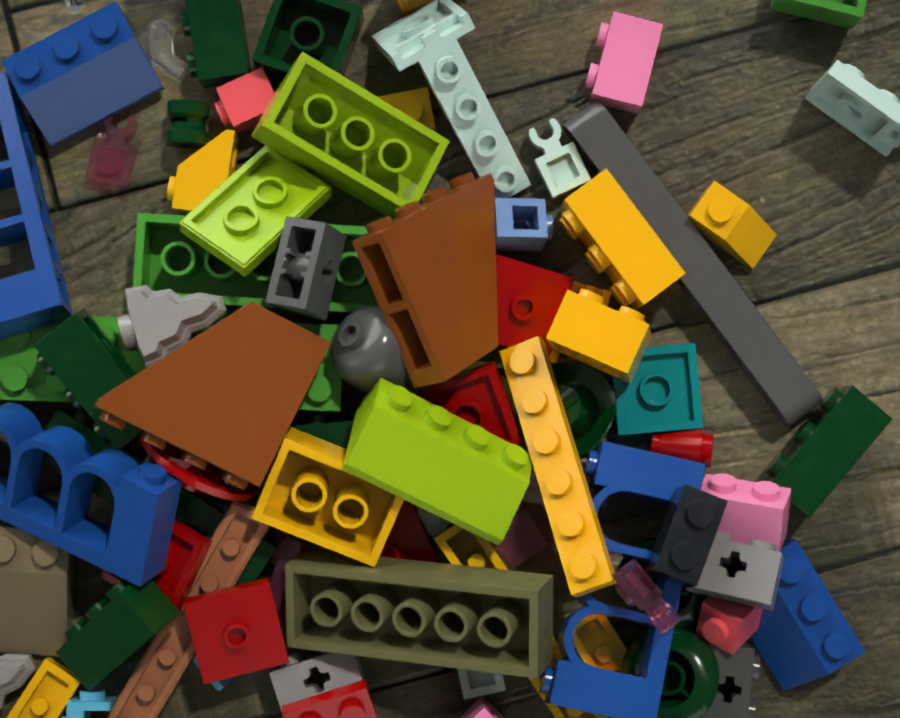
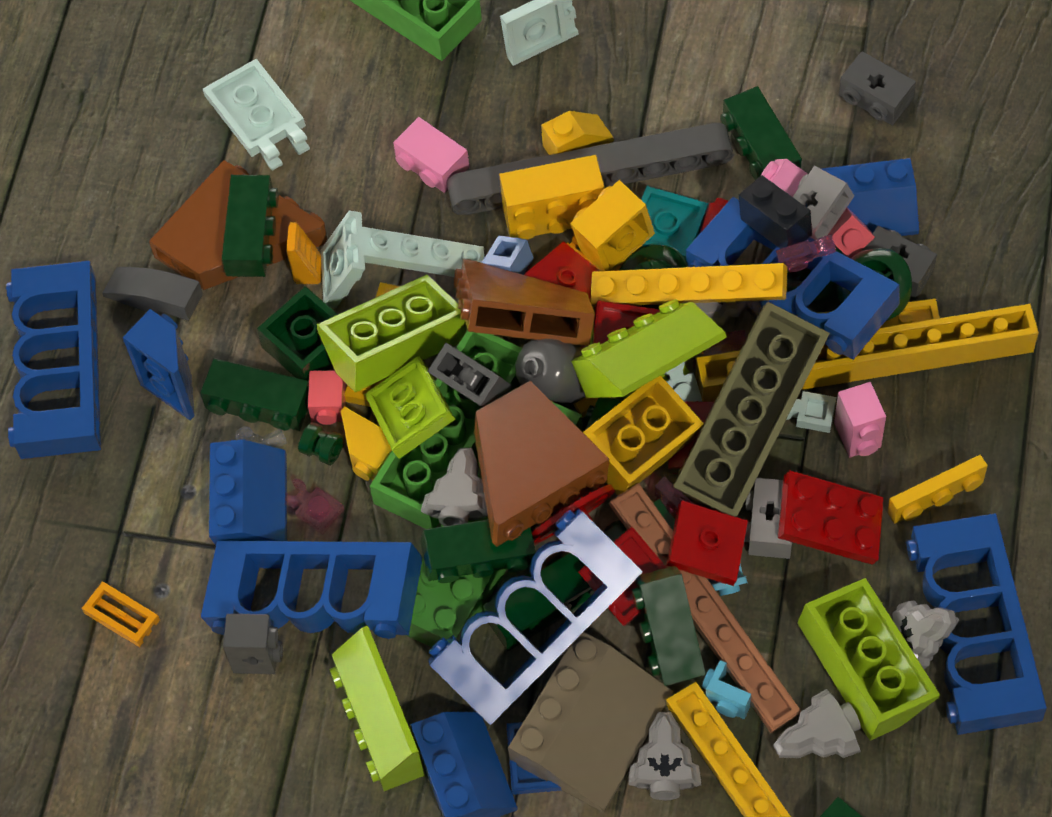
camera: 60 degrees left, 25 degrees down
(560, 165) = (480, 222): light aqua plate -> none

